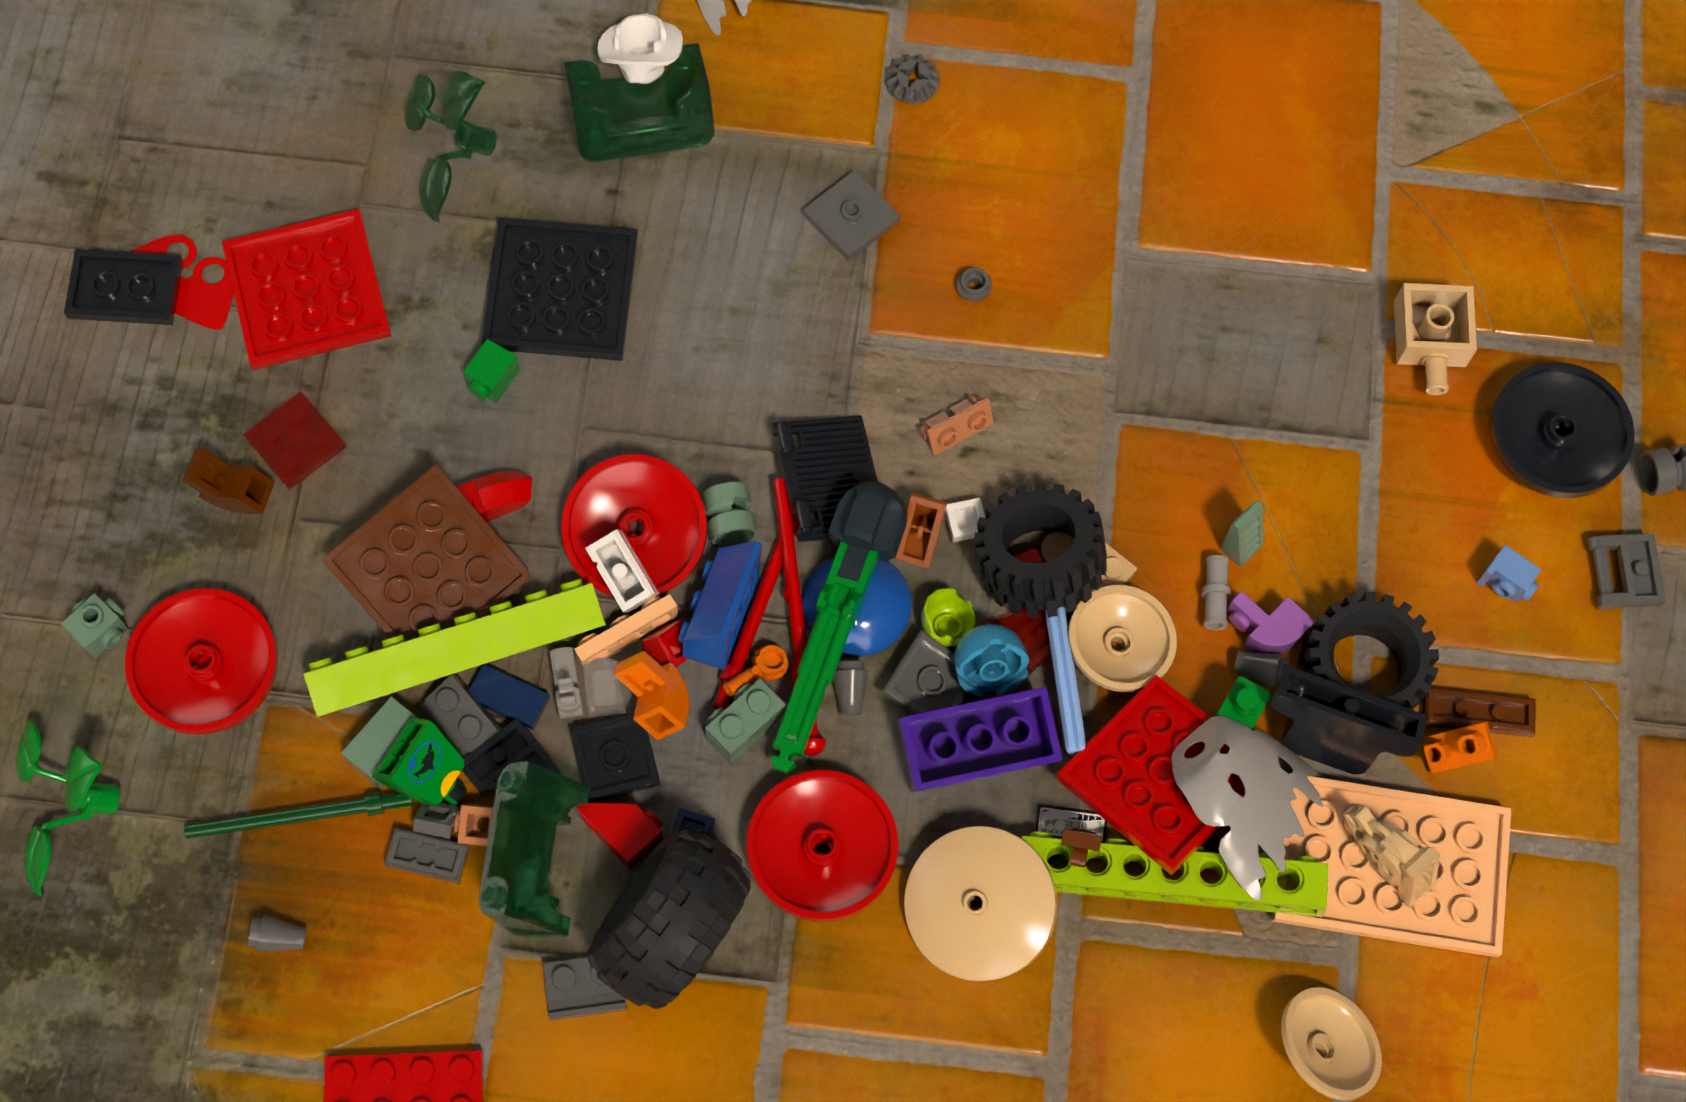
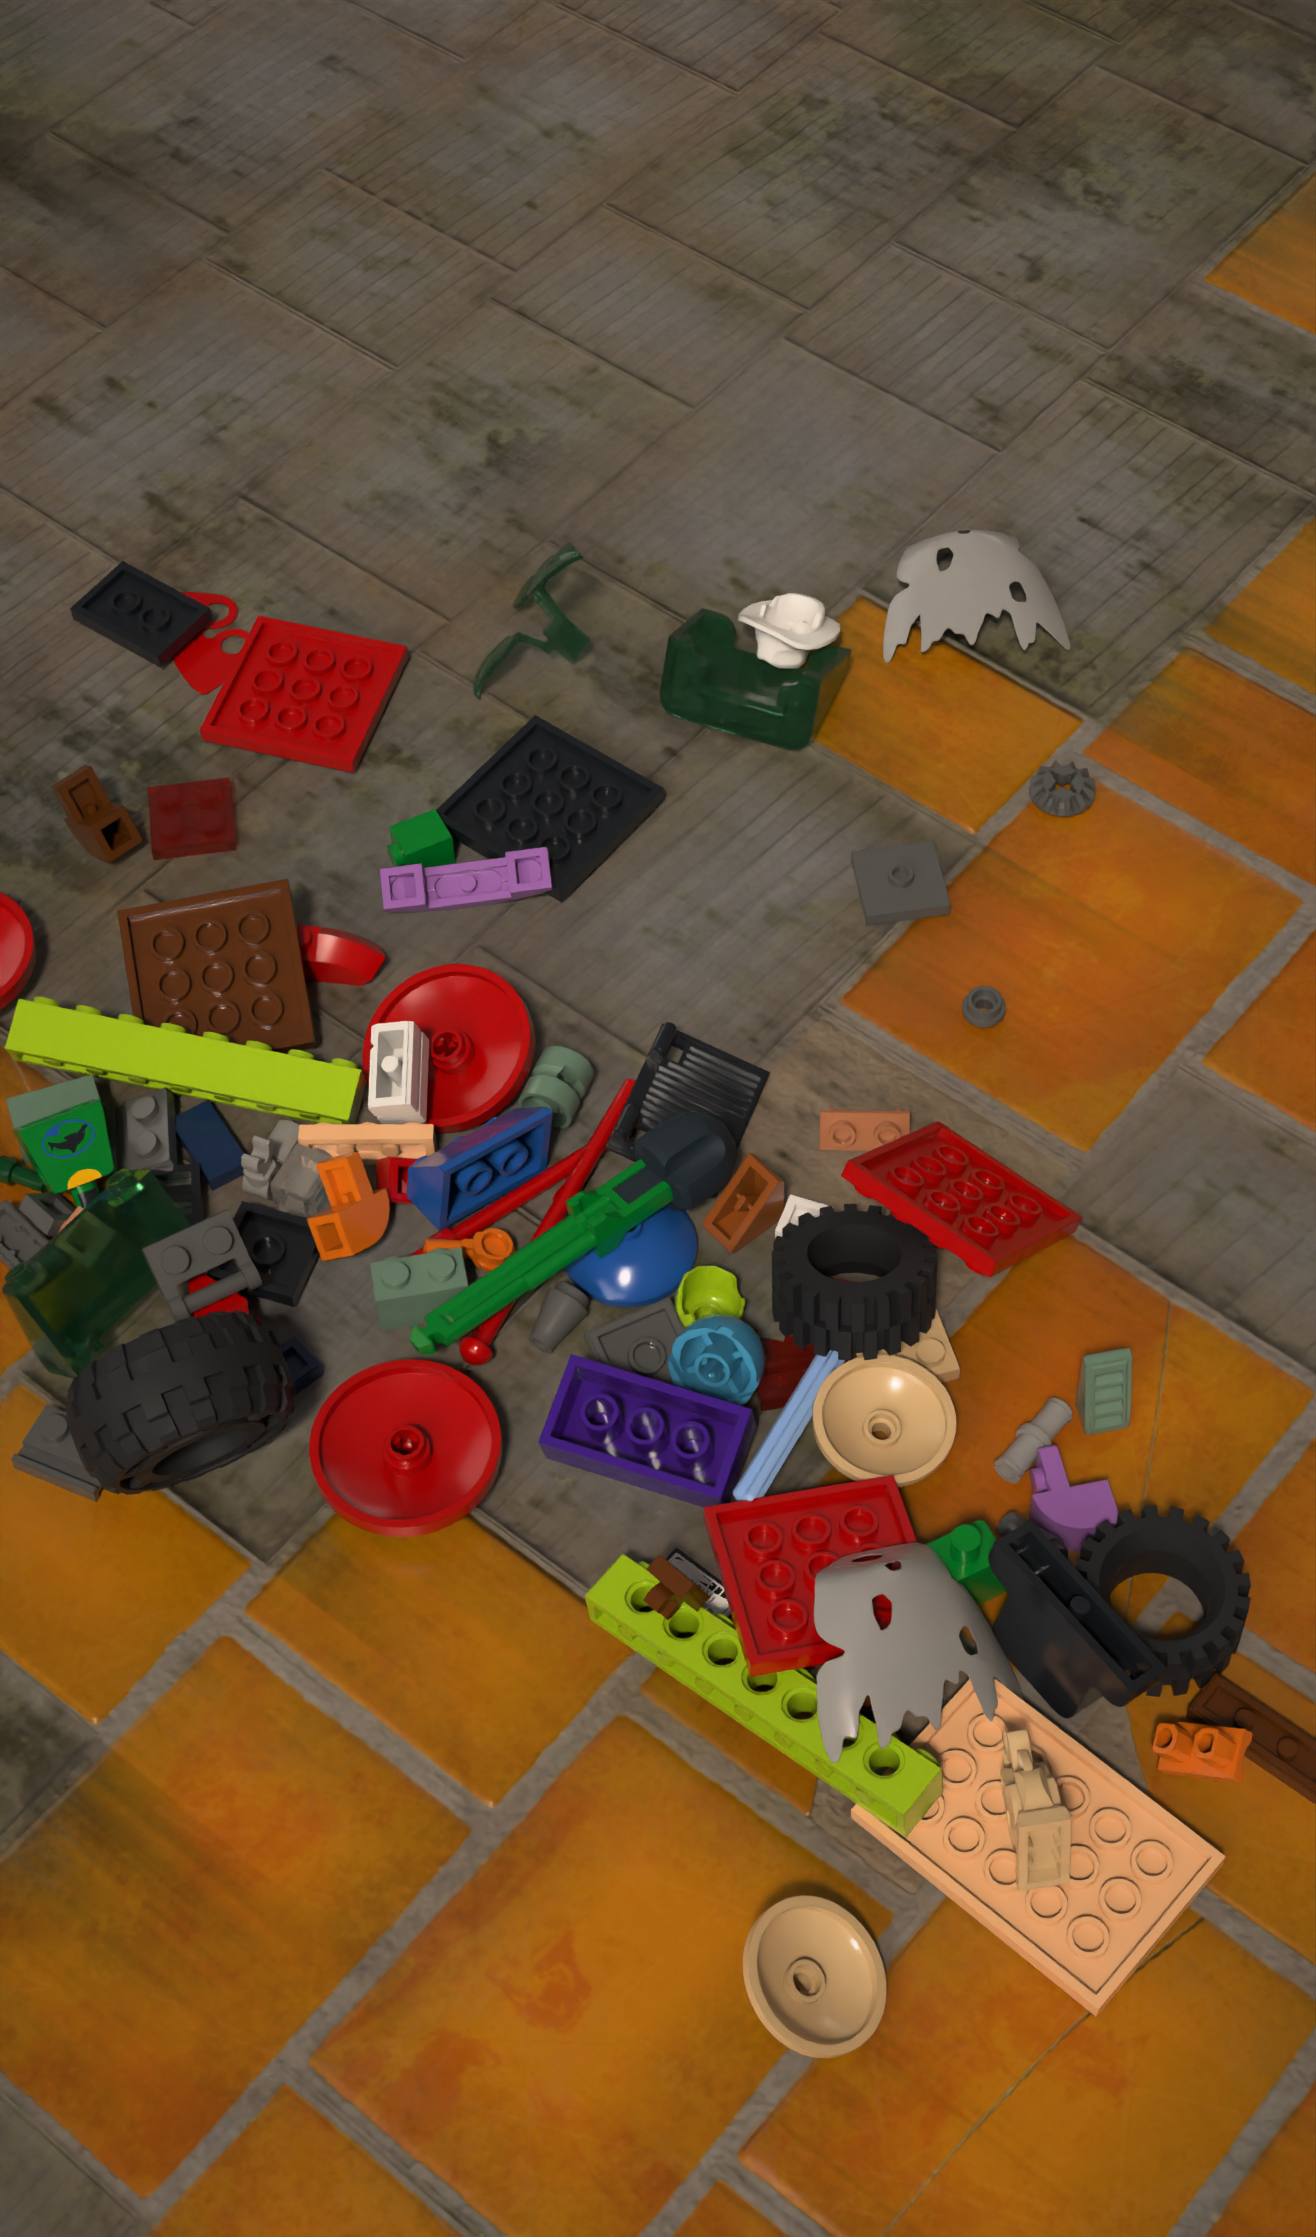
camera: 40 degrees right, 15 degrees down
(549, 383) = (466, 884): none -> medium lavender slope
(584, 796) = (197, 1251): none -> dark grey plate
(1015, 911) = (529, 1599): tan dish -> none
(1070, 447) = (961, 1198): none -> red plate

